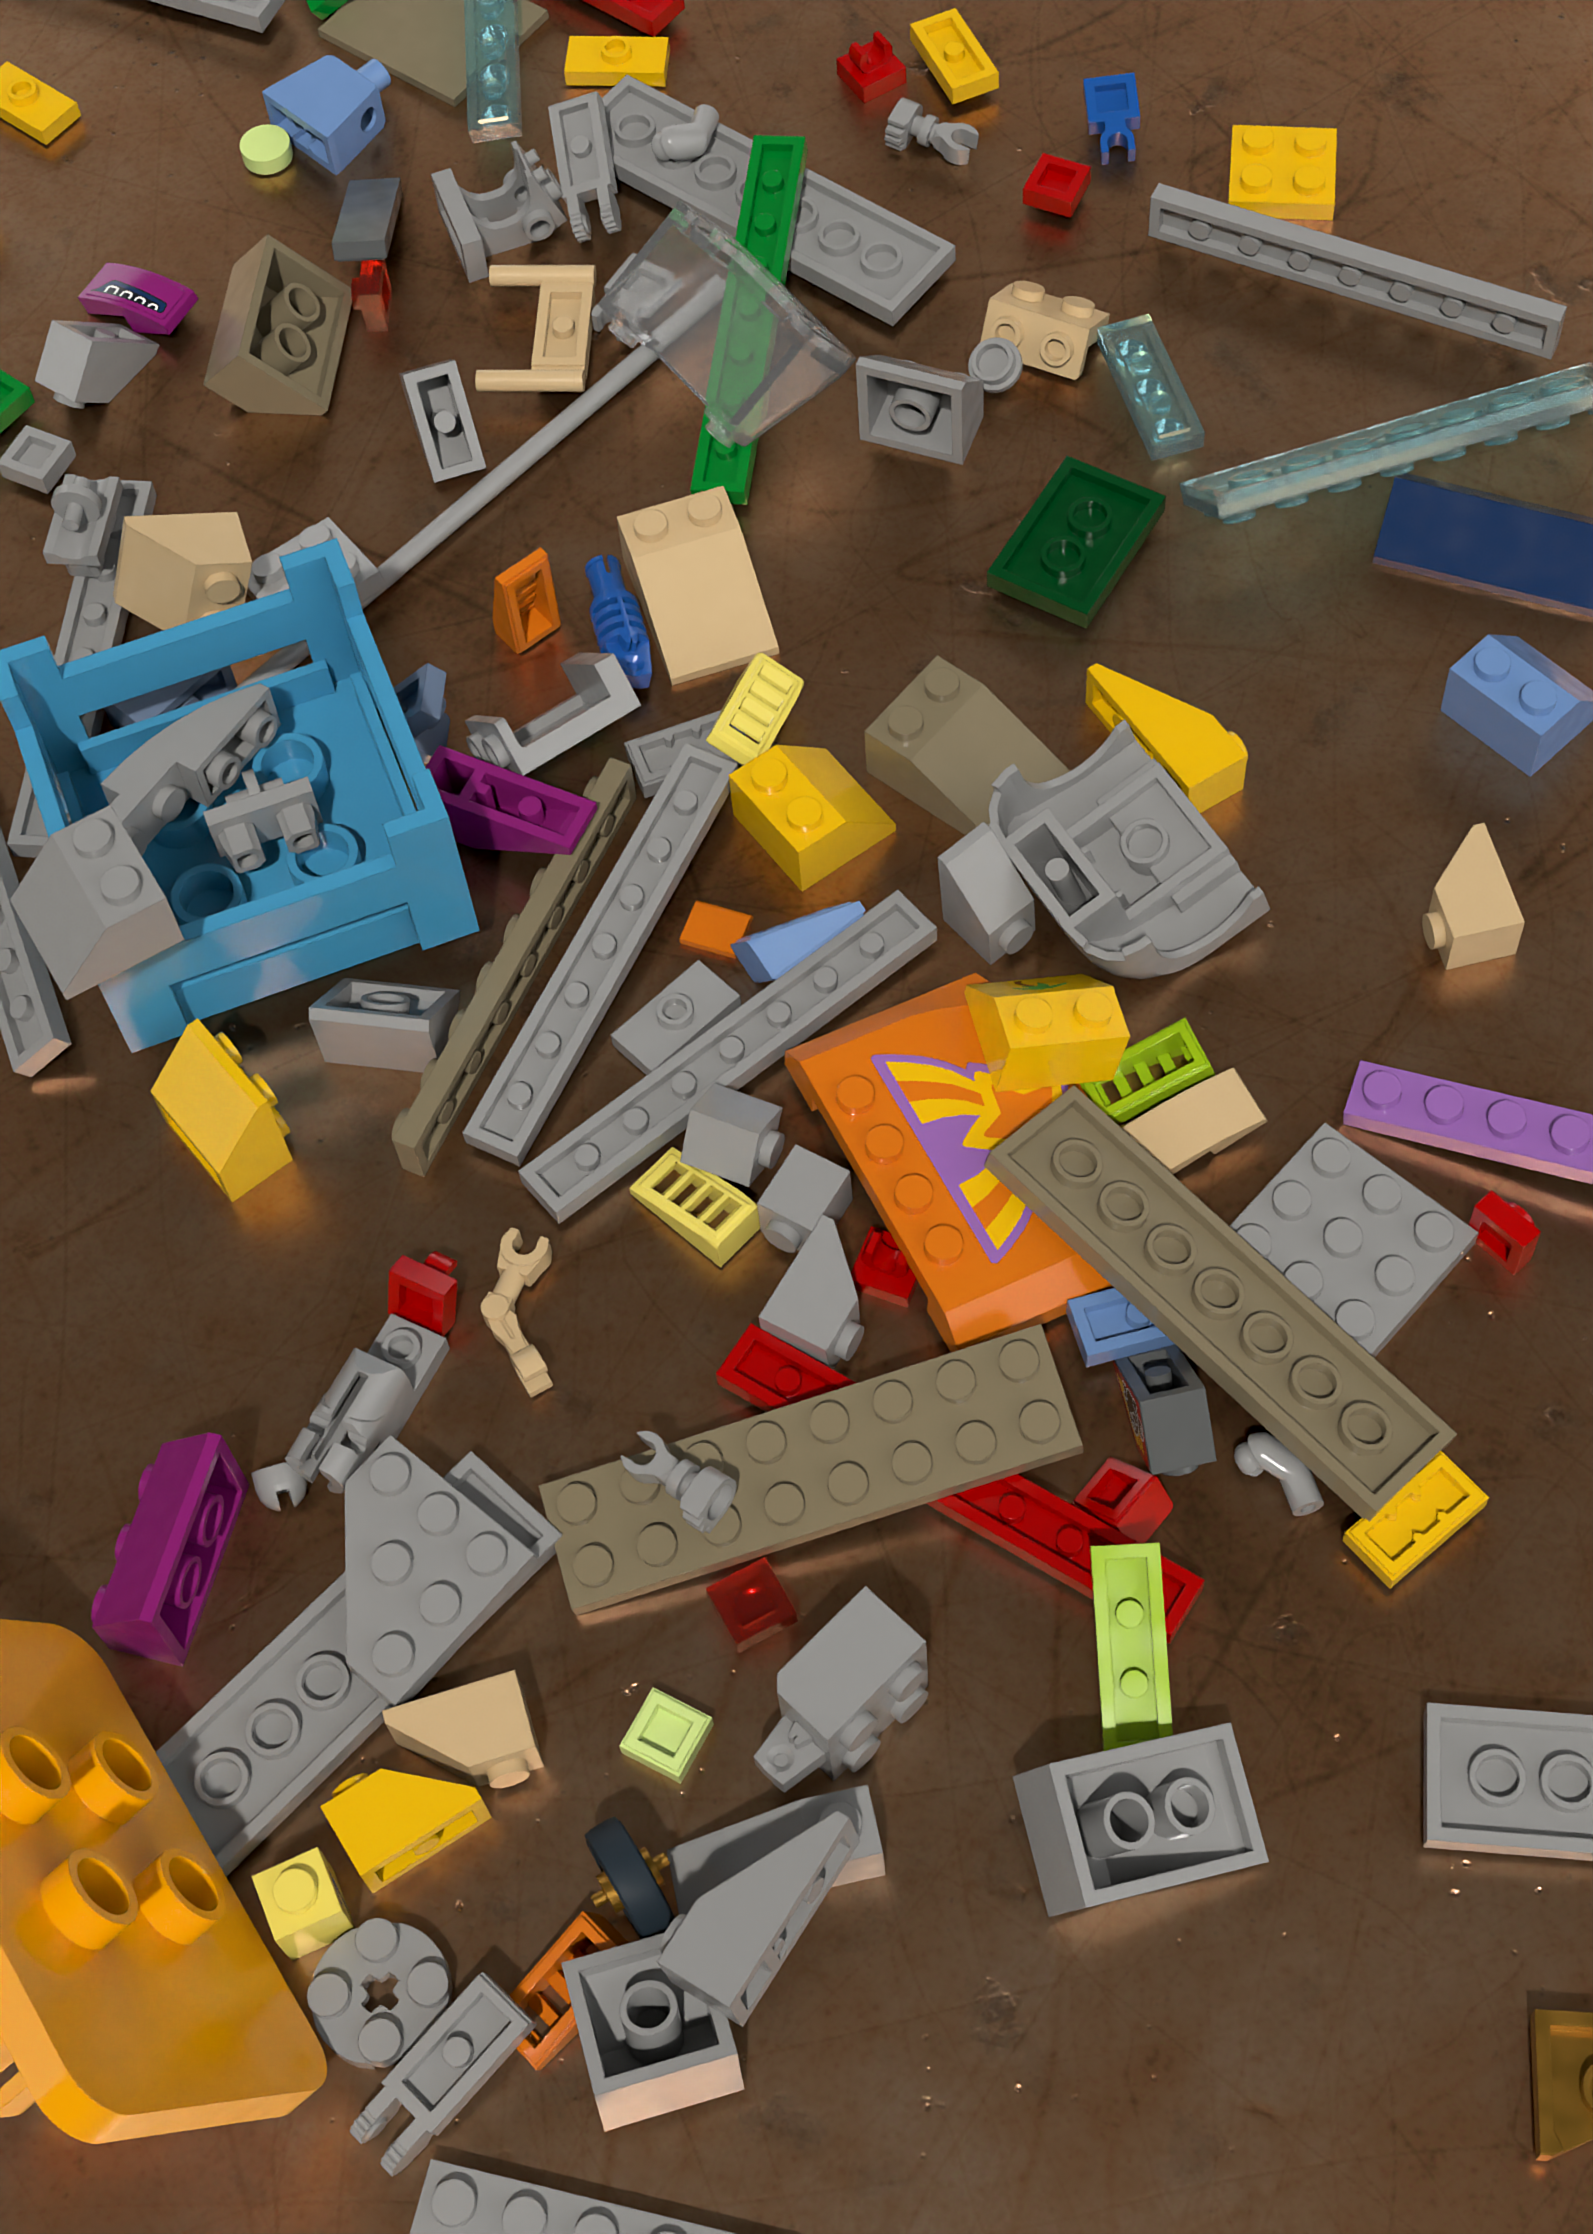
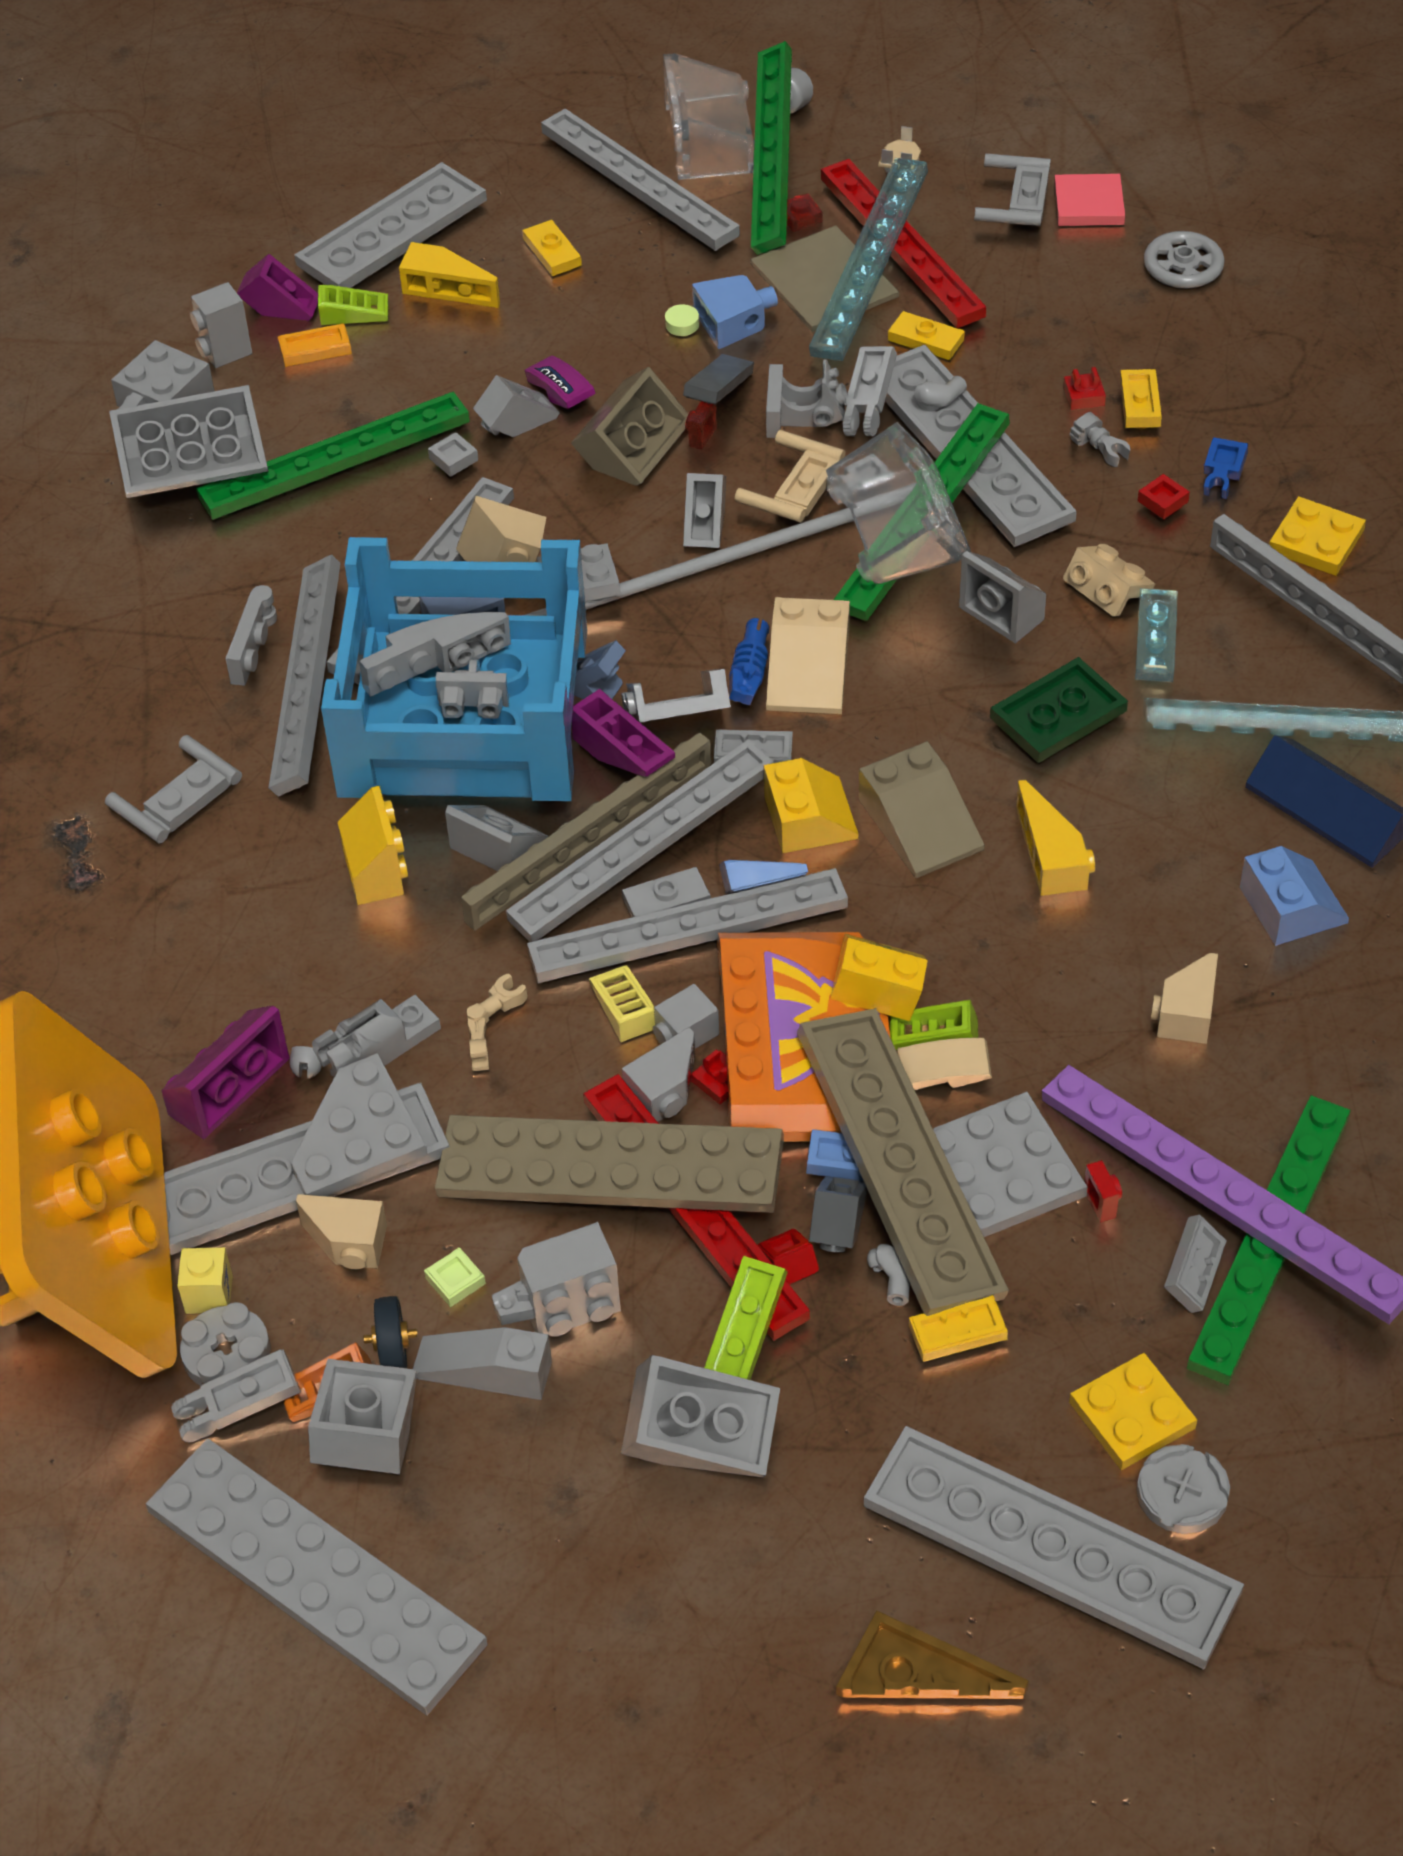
camera: 20 degrees right, 10 degrees down
(82, 523) = (456, 496): light grey hips -> none
(93, 904) = (338, 687): light grey slope -> none
(399, 1821) = (281, 1260): yellow slope -> none
(424, 1292) = (439, 988): red tile -> none
(525, 602) = (696, 628): orange slope -> none
(702, 1493) = (535, 1146): light grey piece -> none
(714, 928) = (715, 852): orange piece -> none
(732, 1135) = (661, 966): light grey brick -> none
(749, 1924) = (445, 1368): light grey slope -> none
(751, 1604) = (537, 1222): clear red plate -> none
(757, 708) = (804, 735): light yellow slope -> none
(985, 895) = (884, 886): light grey slope -> none
(996, 363) = (1064, 589): light grey plate -> none
(1124, 861) = (979, 899): light grey piece -> none

